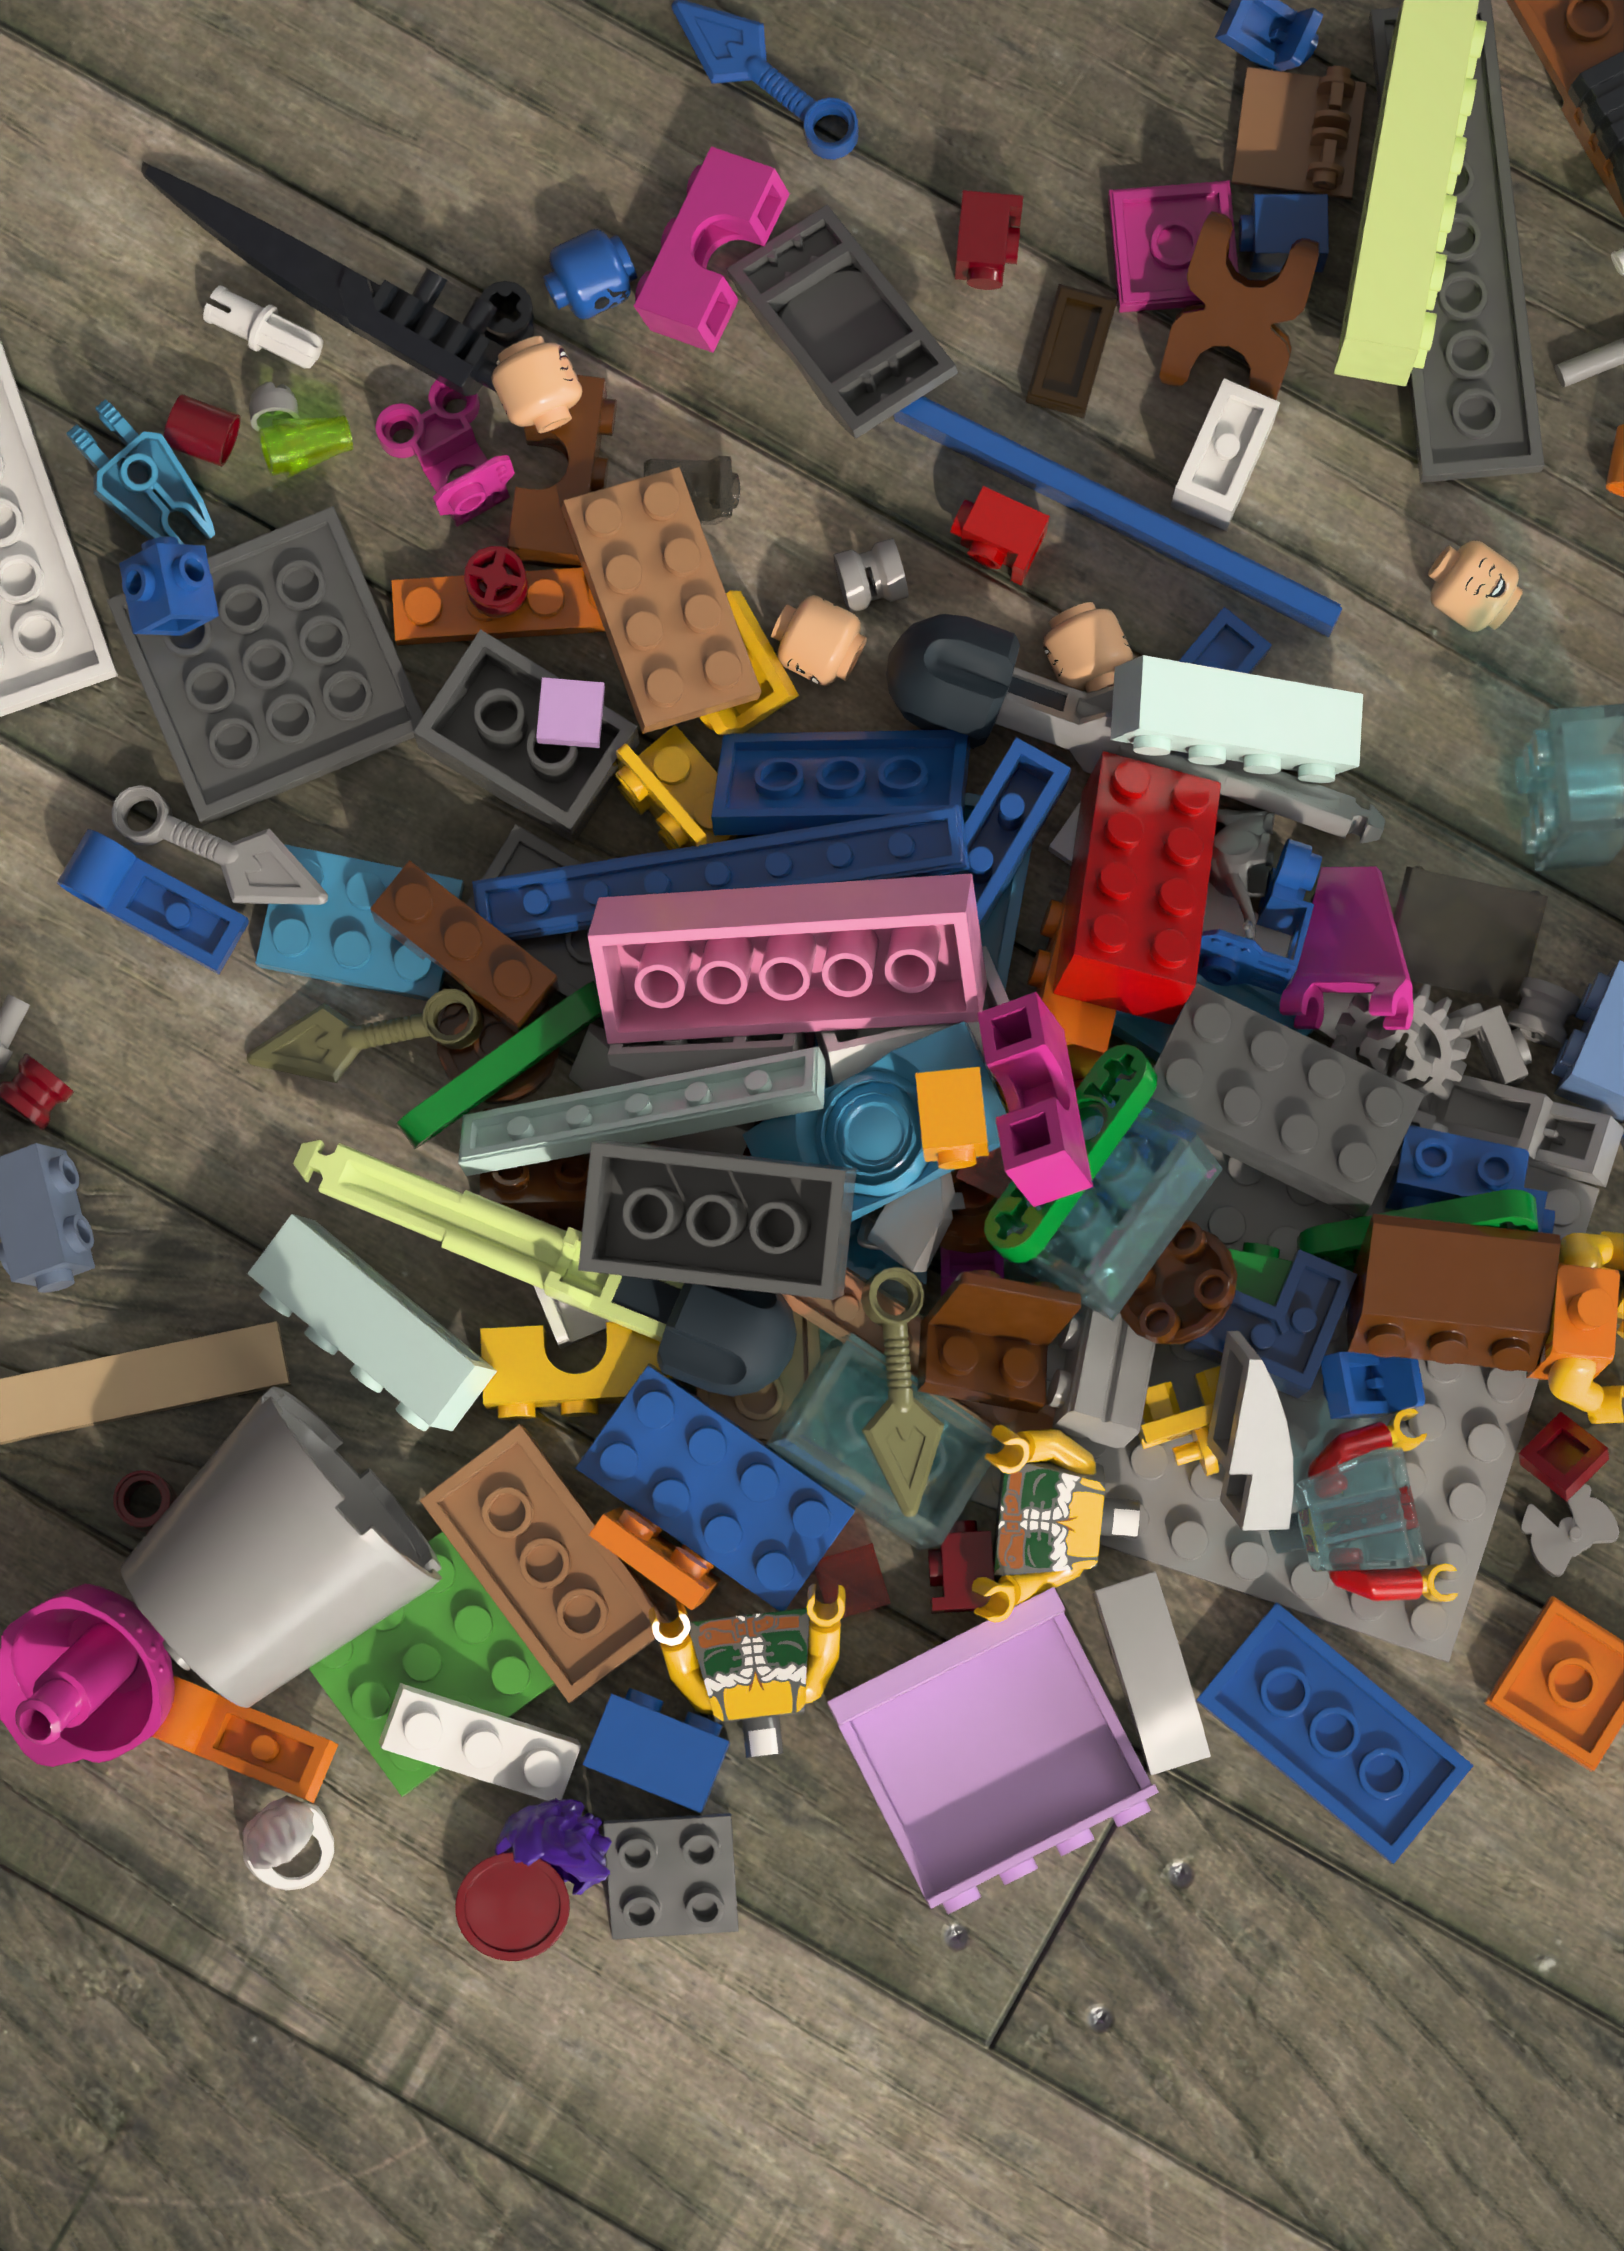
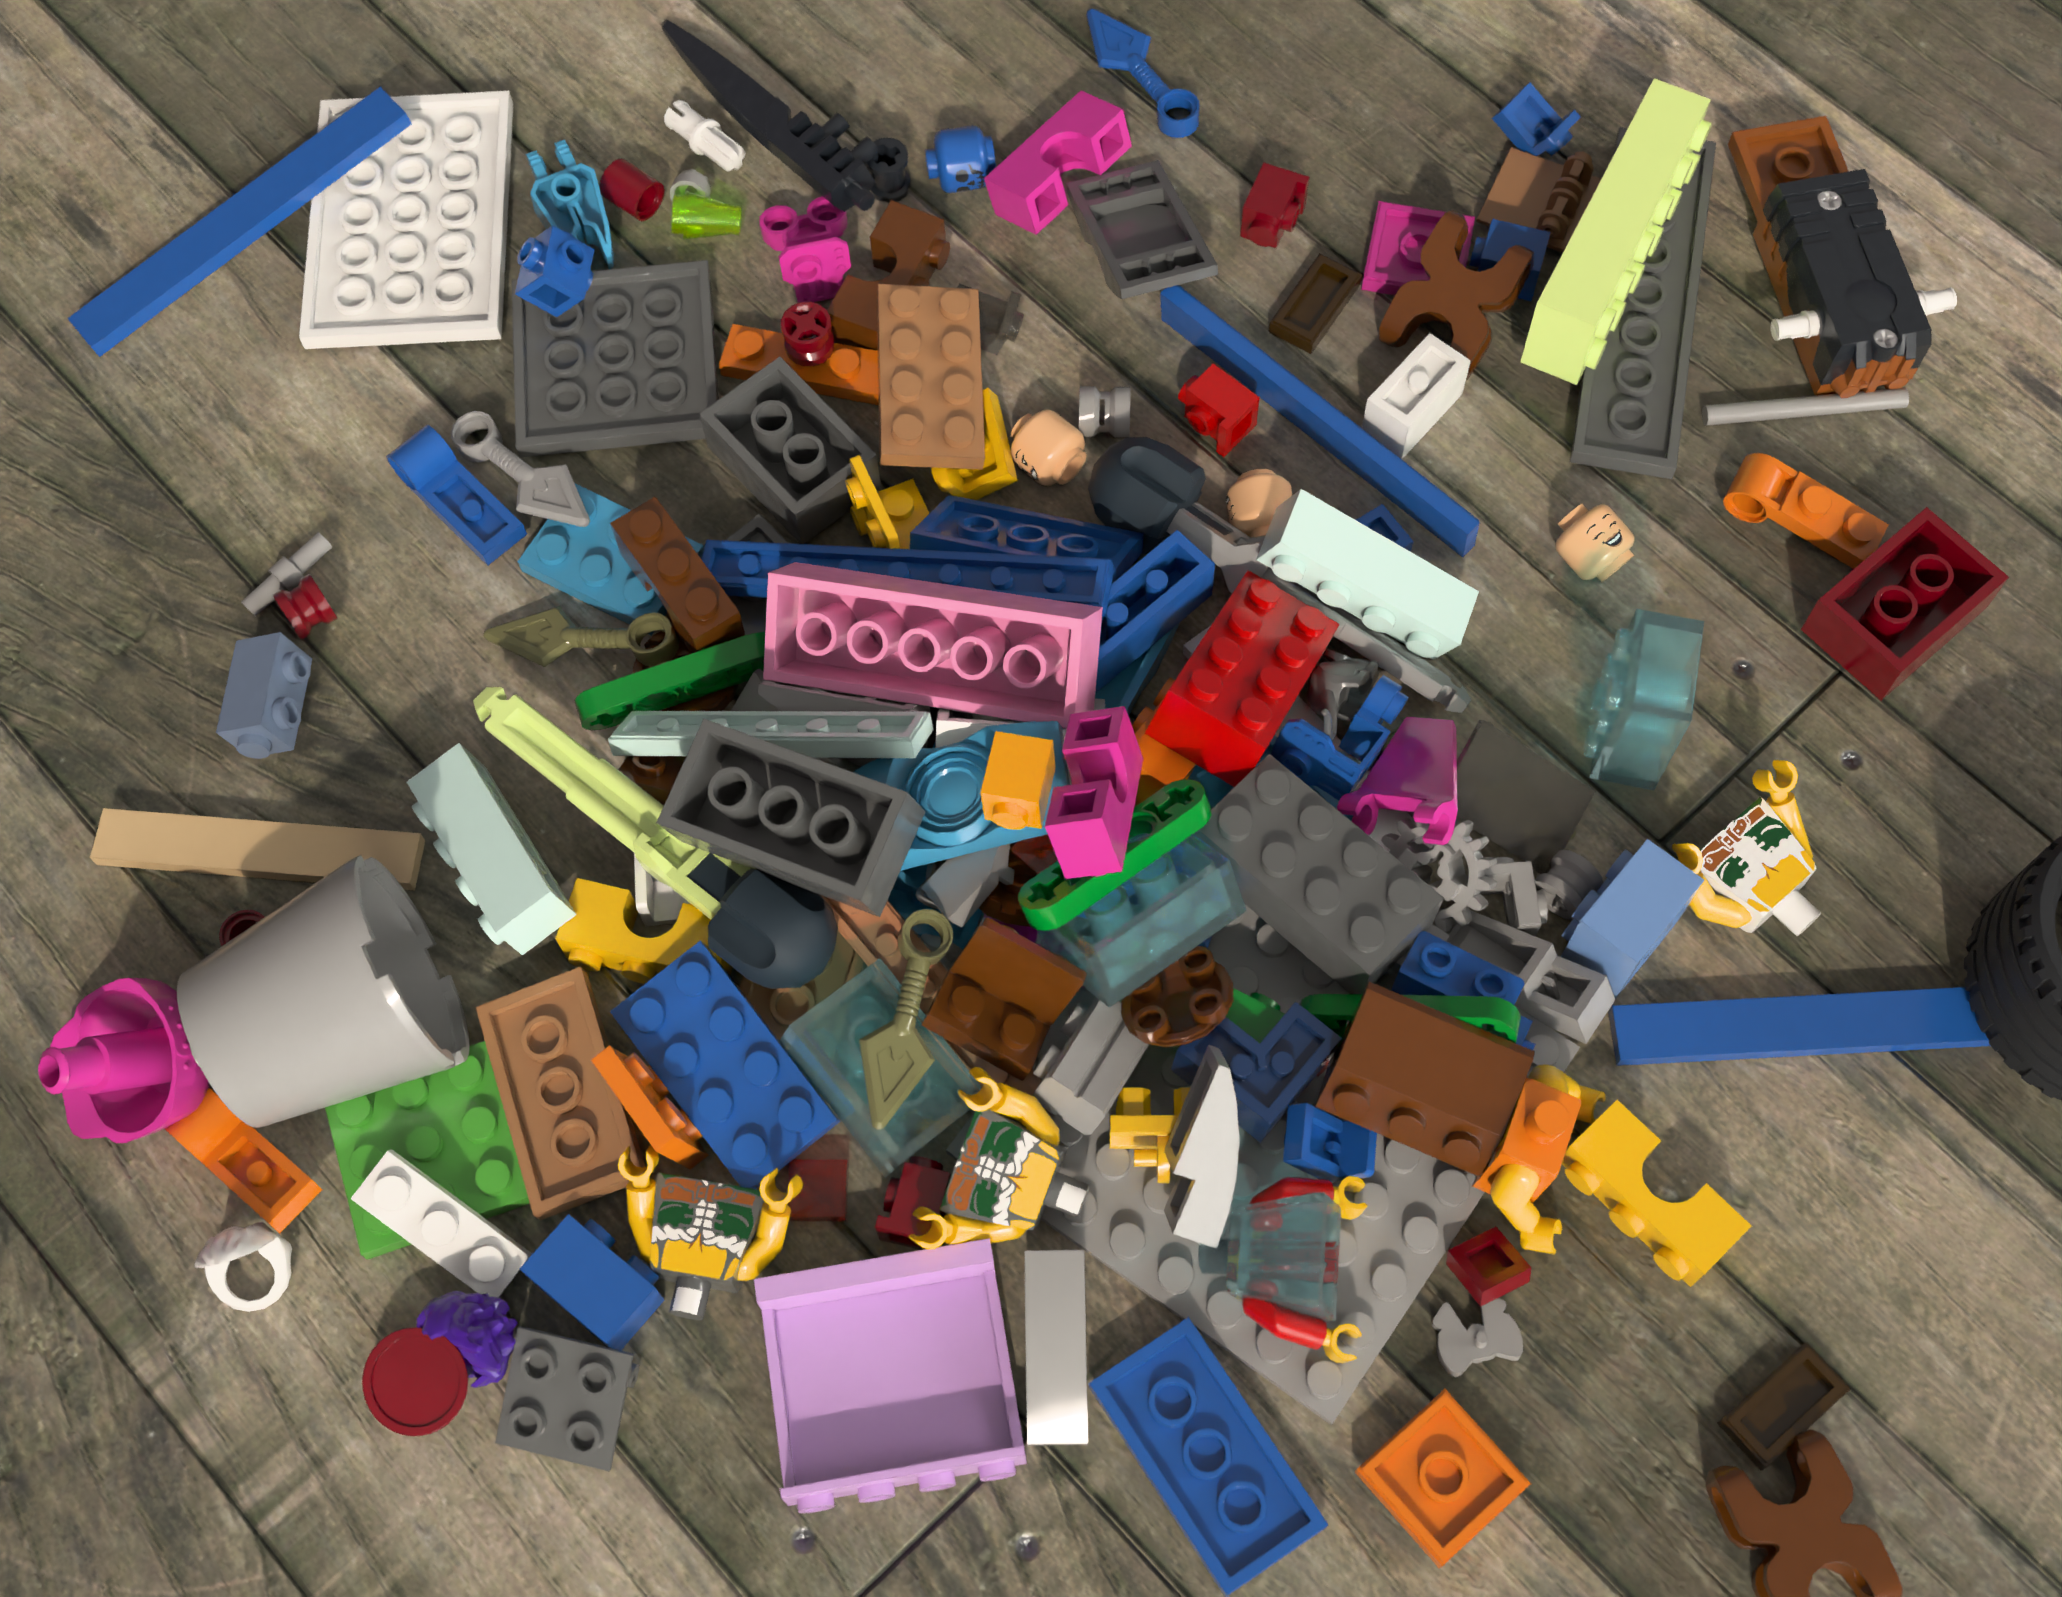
camera: 20 degrees right, 15 degrees down
(536, 384) = (886, 198): light nougat head -> none
(570, 712) = (825, 427): lavender tile -> none

